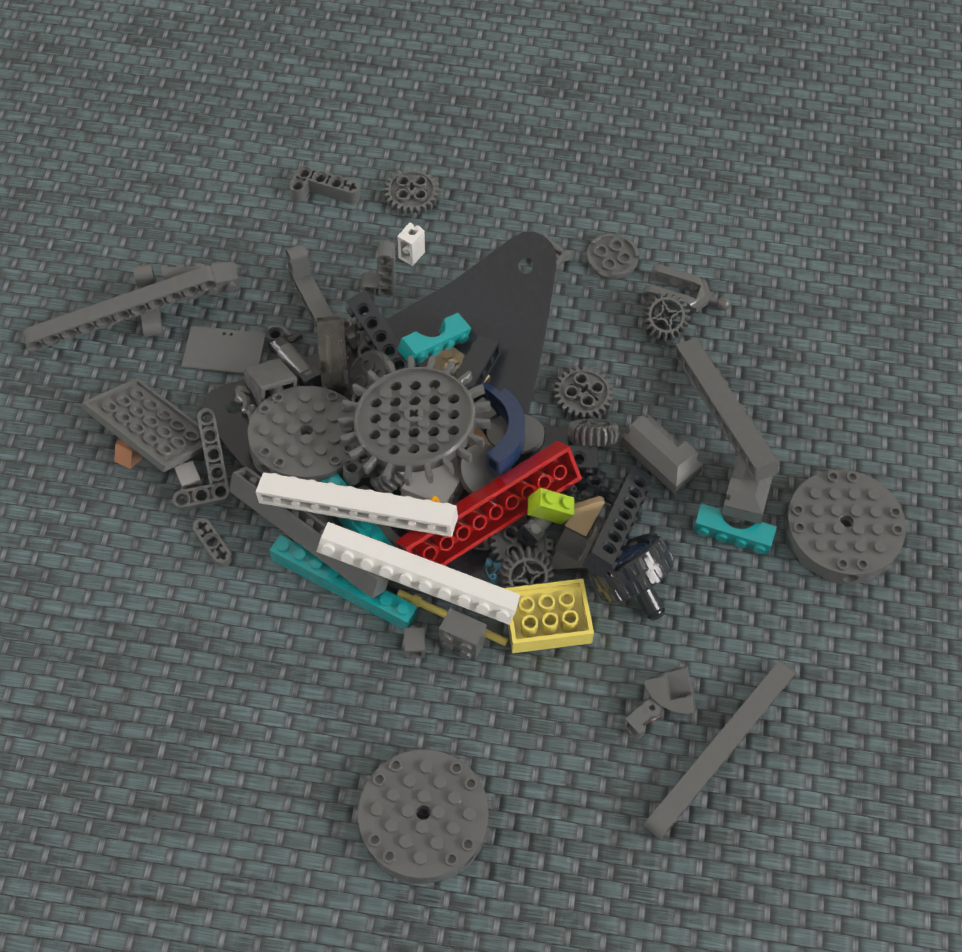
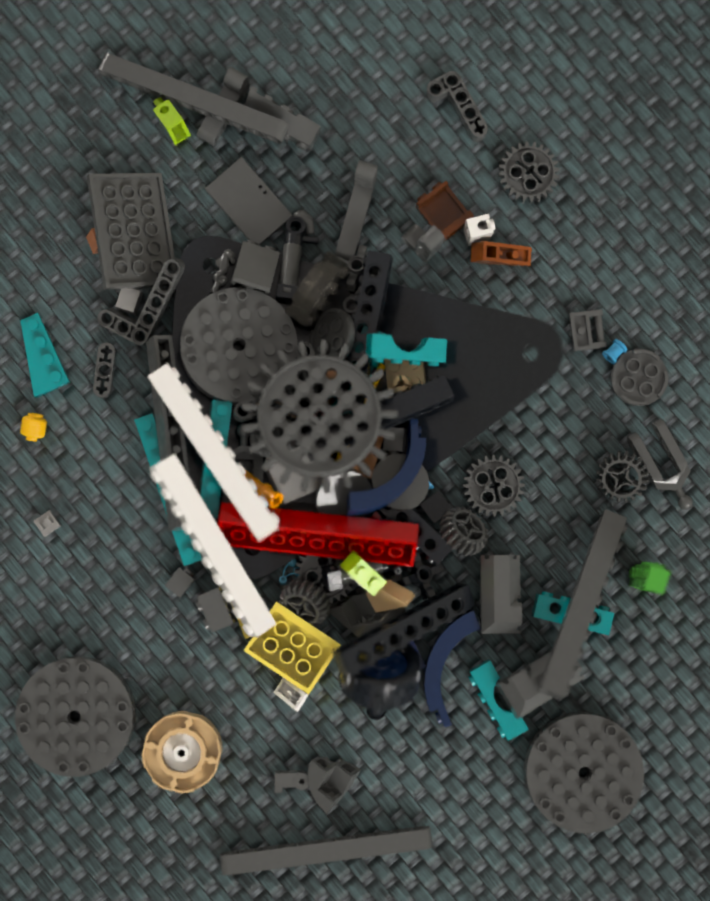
camera: 40 degrees right, 25 degrees up
(115, 337) = (170, 120): none -> lime torso
(157, 575) = (43, 361): none -> teal wing
(188, 624) = (33, 426): none -> yellow head
(263, 690) = (47, 523): none -> light grey tile
(365, 254) = (443, 209): none -> reddish brown panel
(440, 250) = (500, 254): none -> dark orange slope
(533, 786) = (177, 770): none -> tan piece
(579, 251) = (614, 351): none -> dark azure bush
(580, 652) = (290, 694): none -> white slope
(657, 523) = (436, 659): none -> dark blue arch
(718, 439) = (542, 610): none -> teal brick
(751, 354) = (649, 577): none -> bright green brick

